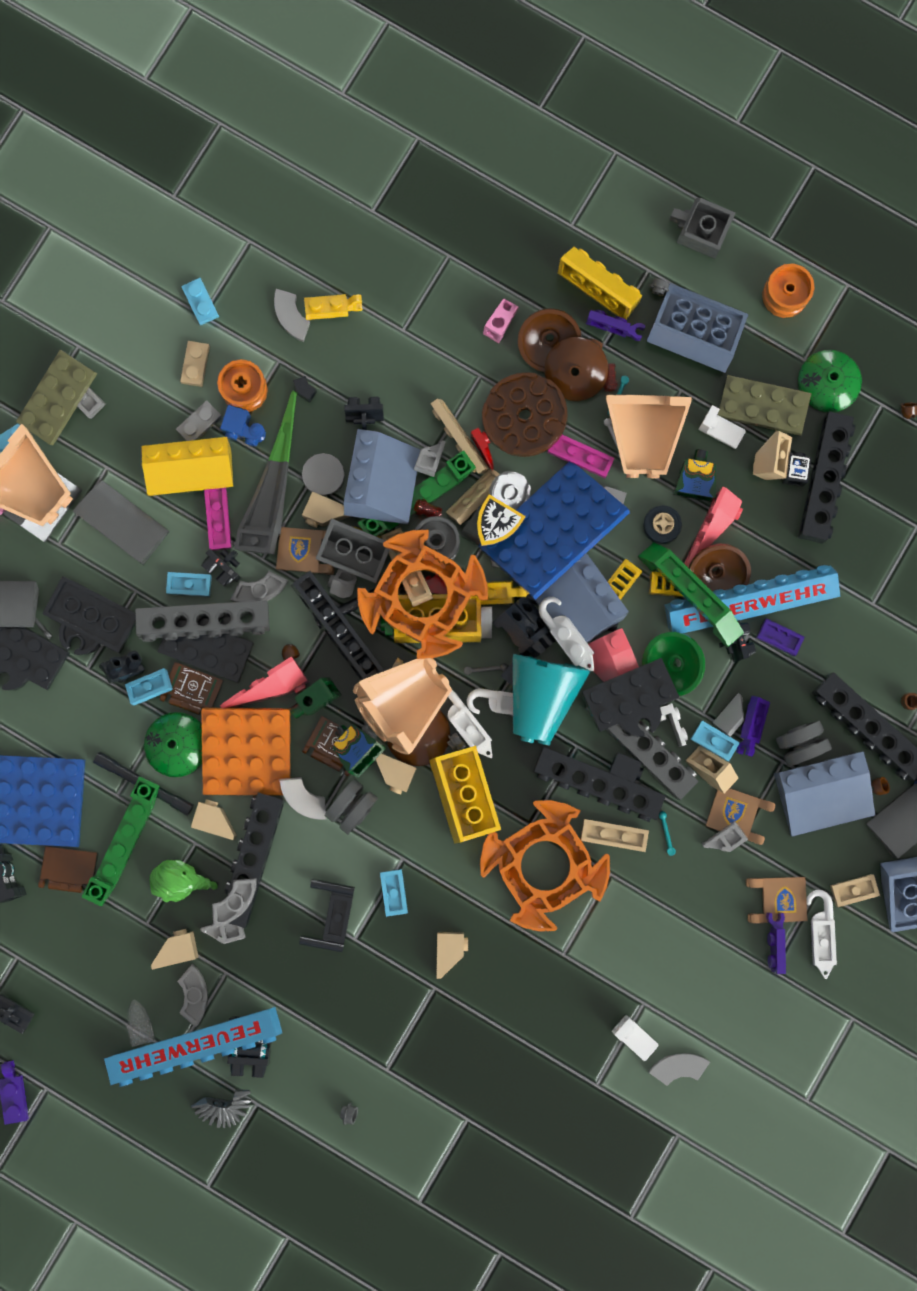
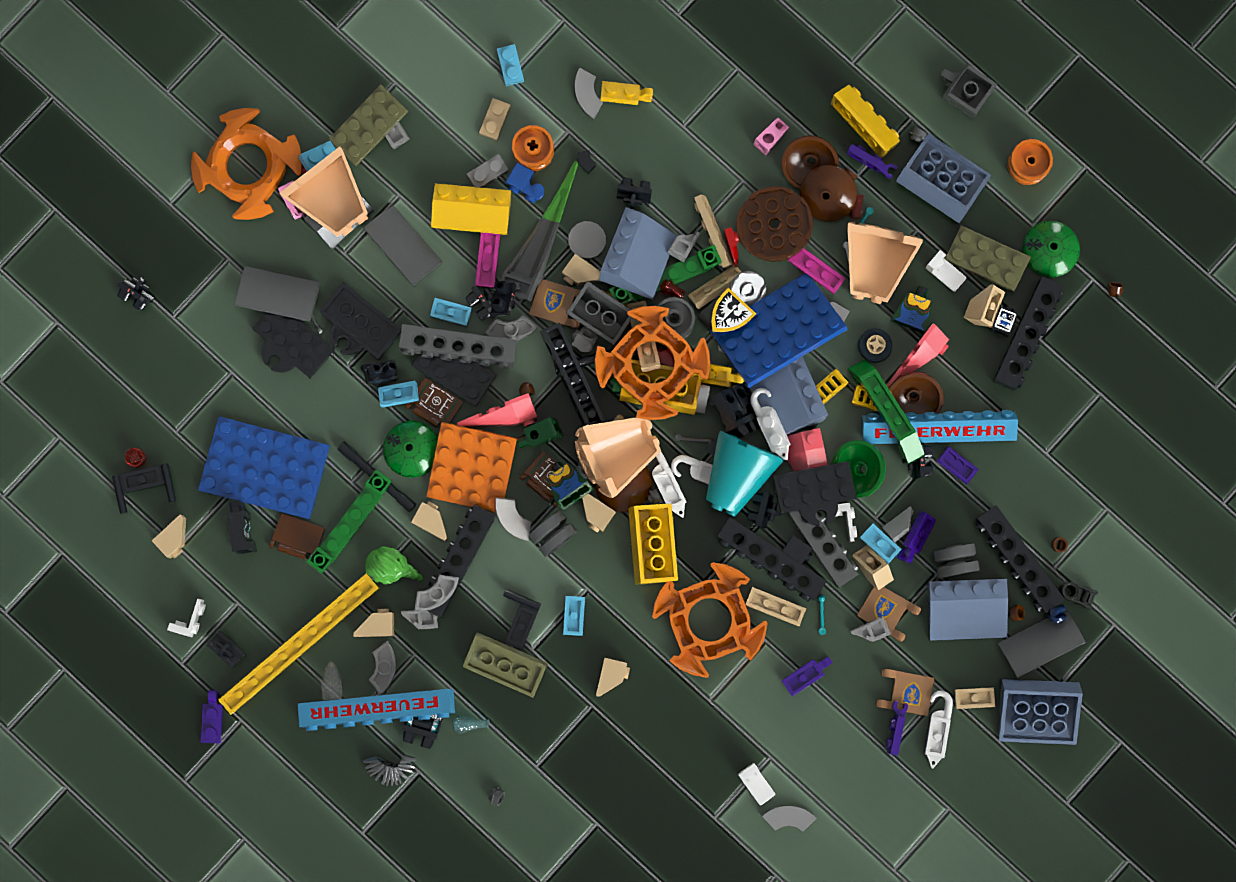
camera: 15 degrees right, 0 degrees up
(92, 990) = (298, 644): none -> yellow plate
(243, 557) = (503, 298): none -> black hips
(297, 1040) = (465, 724): none -> clear light blue cone
(328, 964) = (505, 664): none -> olive plate
(581, 733) = (767, 509): none -> black hips
(664, 905) = (805, 676): none -> dark purple plate

